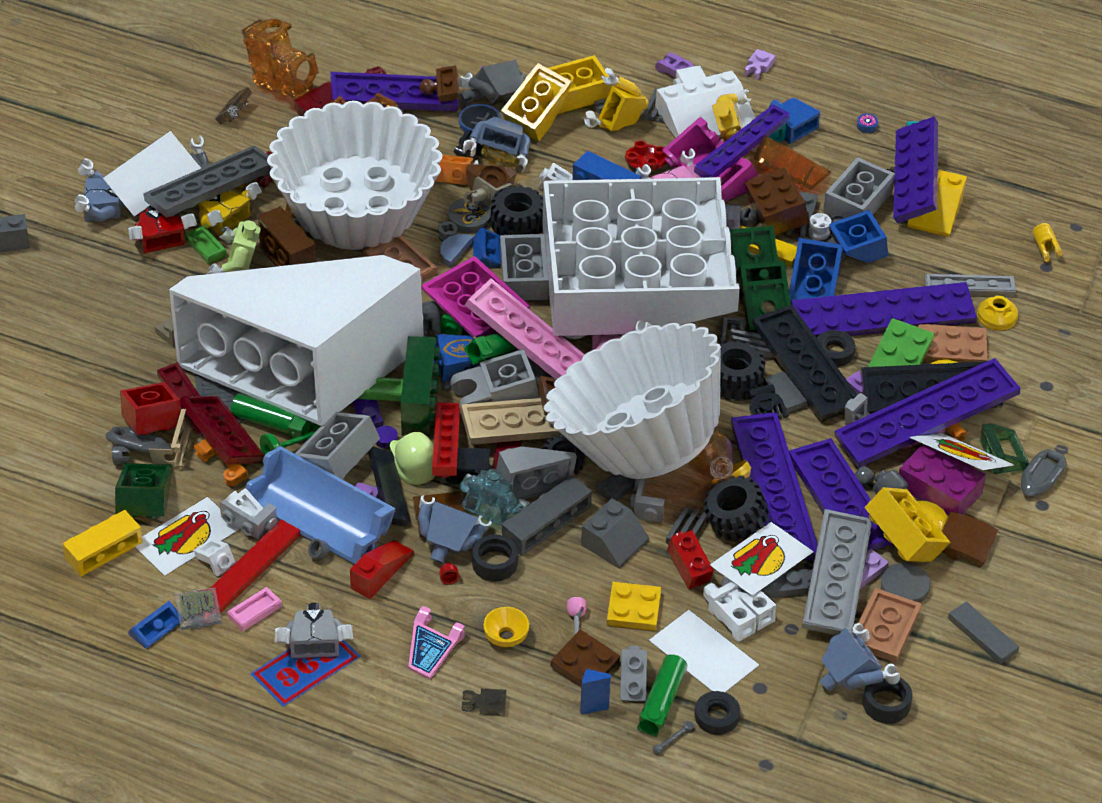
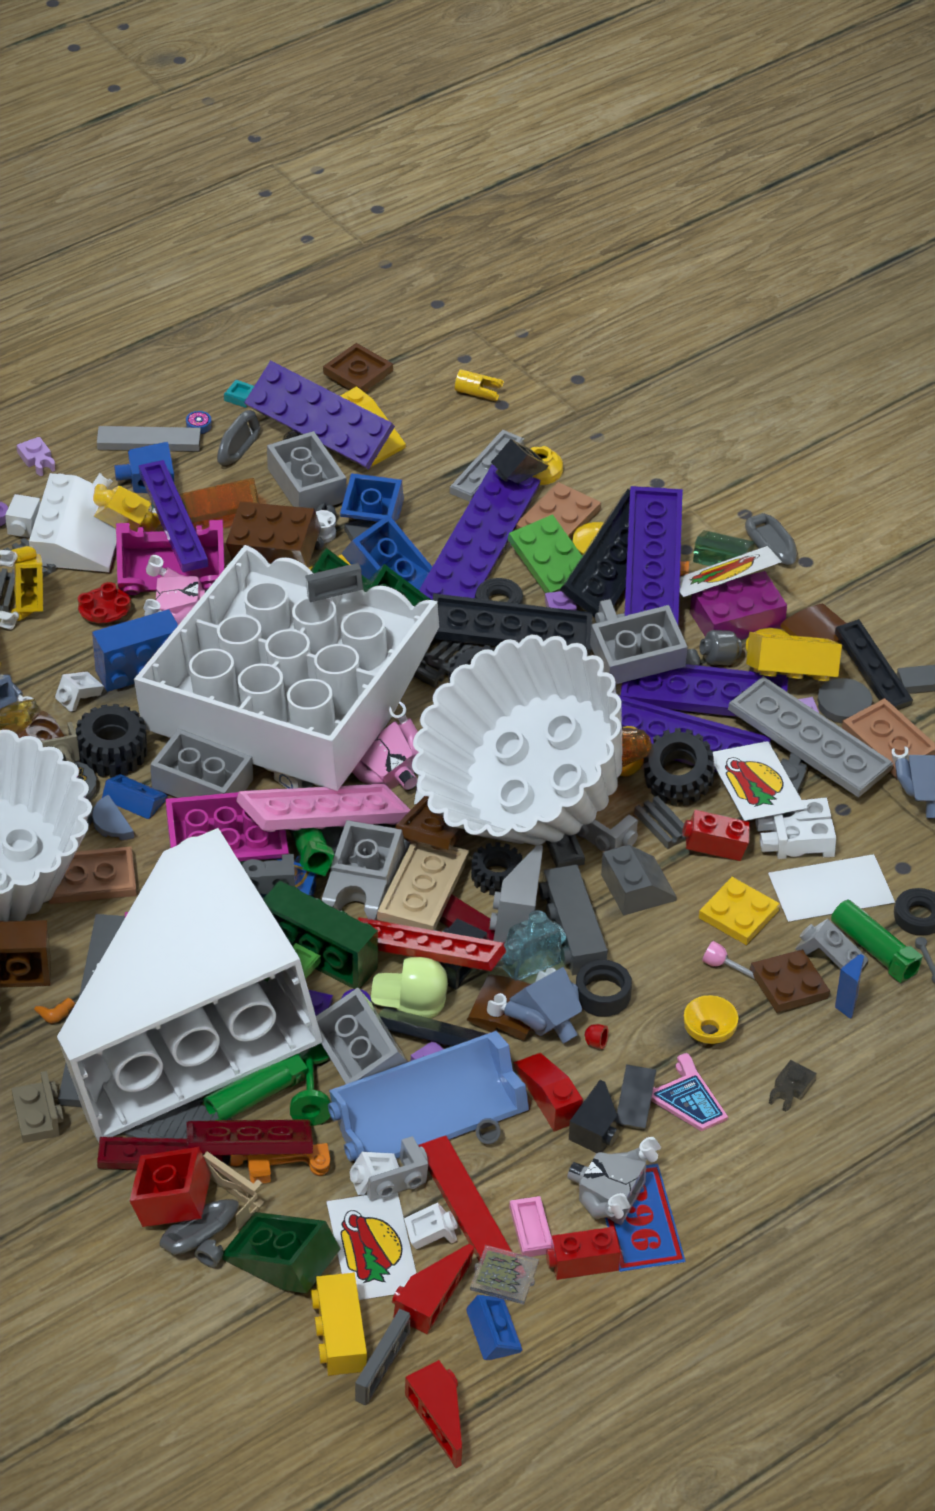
camera: 60 degrees left, 0 degrees up
(64, 622) = (435, 1399): none -> red slope
(88, 575) = (382, 1357): none -> dark grey tile
(161, 576) = (431, 1288): none -> red slope
(245, 643) = (584, 1253): none -> red brick
(370, 601) = (595, 1121): none -> black slope
(403, 614) = (635, 1097): none -> black tile
(446, 336) = (268, 873): none -> dark grey leg
(707, 228) = (334, 582): none -> dark grey tile
(830, 109) = (135, 437): none -> light grey tile
(831, 431) = (639, 644): none -> light grey brick
(866, 146) = (238, 438): none -> dark grey piece
(953, 584) = (873, 664): none -> black tile
(968, 291) = (517, 462): none -> black slope
(1000, 175) = (358, 368): none -> reddish brown plate

